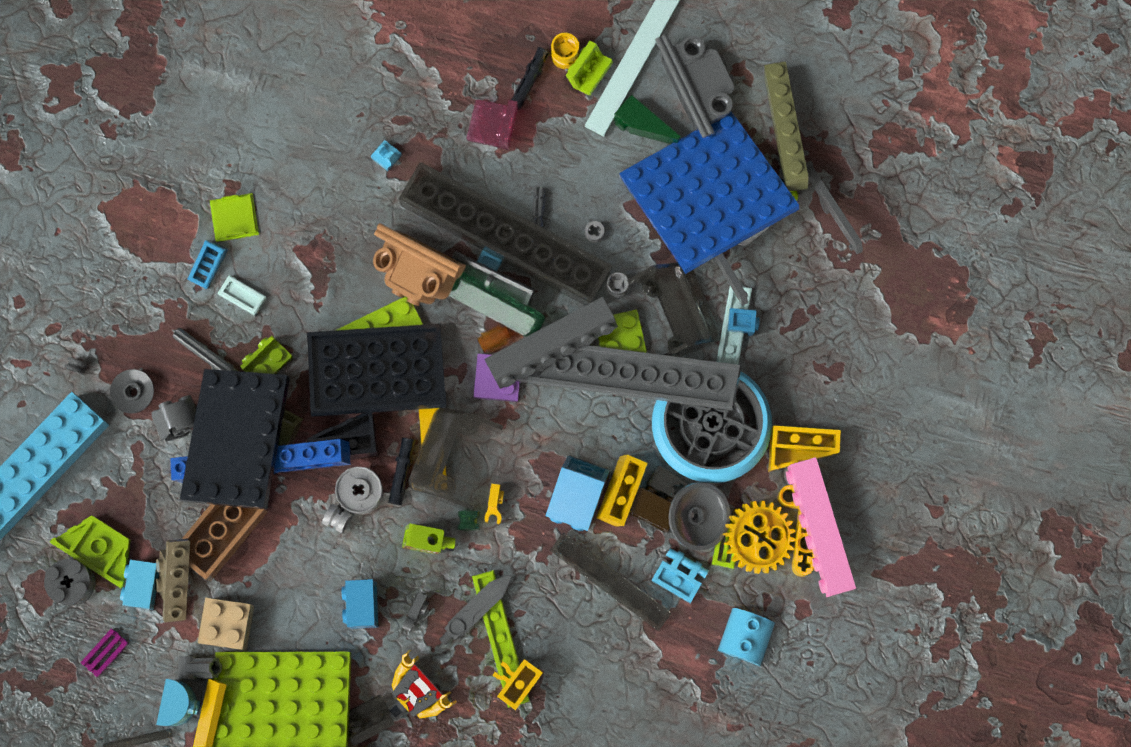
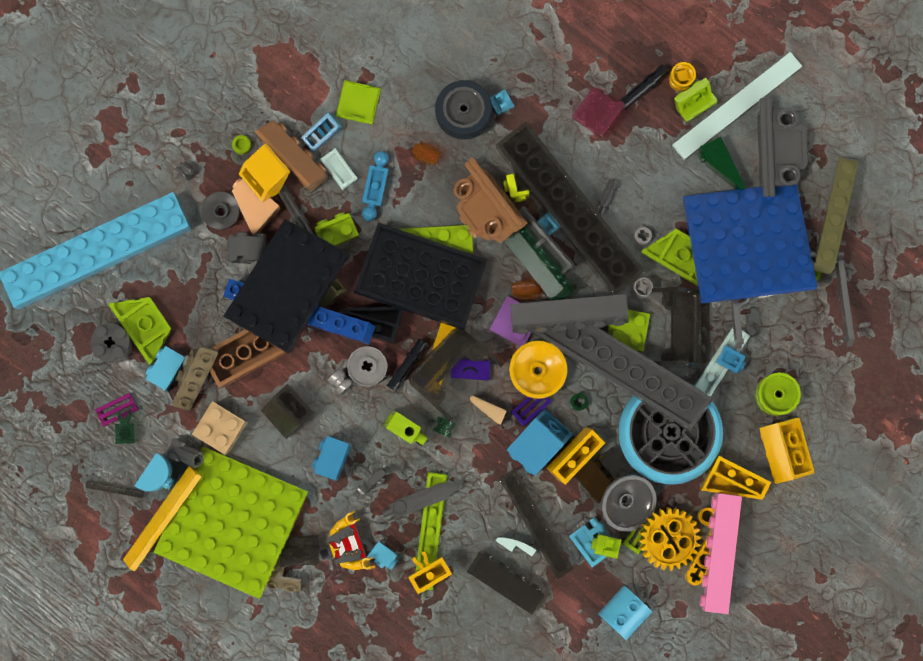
camera: 25 degrees right, 5 degrees up
(123, 672) = (124, 431): none -> clear green plate
(127, 313) = (241, 144): none -> lime tile
(162, 330) = (264, 173): none -> yellow slope
(166, 369) = (255, 211): none -> light nougat slope
(184, 301) = (289, 152): none -> medium nougat slope
(288, 296) = (375, 186): none -> dark azure plate
(292, 574) = (287, 411): none -> clear smoke slope
(328, 240) = (426, 153): none -> clear orange brick
(356, 192) = (468, 123): none -> wheel
(433, 238) = (510, 186): none -> neon yellow bracket
(461, 686) = (383, 556): none -> medium azure brick
(472, 448) = (471, 370): none -> dark purple tile
(495, 498) = (473, 418): yellow plate -> none
(515, 482) = (492, 411): none -> tan slope
(540, 401) = (540, 355): none -> yellow dish
(544, 477) = (518, 417): none -> dark purple tile
(591, 615) = (511, 543): none -> light aqua slope
(595, 432) = (574, 398): none -> dark green bush
(605, 659) = (504, 582): none -> clear smoke brick
(636, 237) = (675, 254): none -> lime wing
(695, 572) = (606, 546): none -> lime brick
(804, 349) = (781, 405): none -> lime wheel
(842, 391) = (787, 450): none -> yellow slope

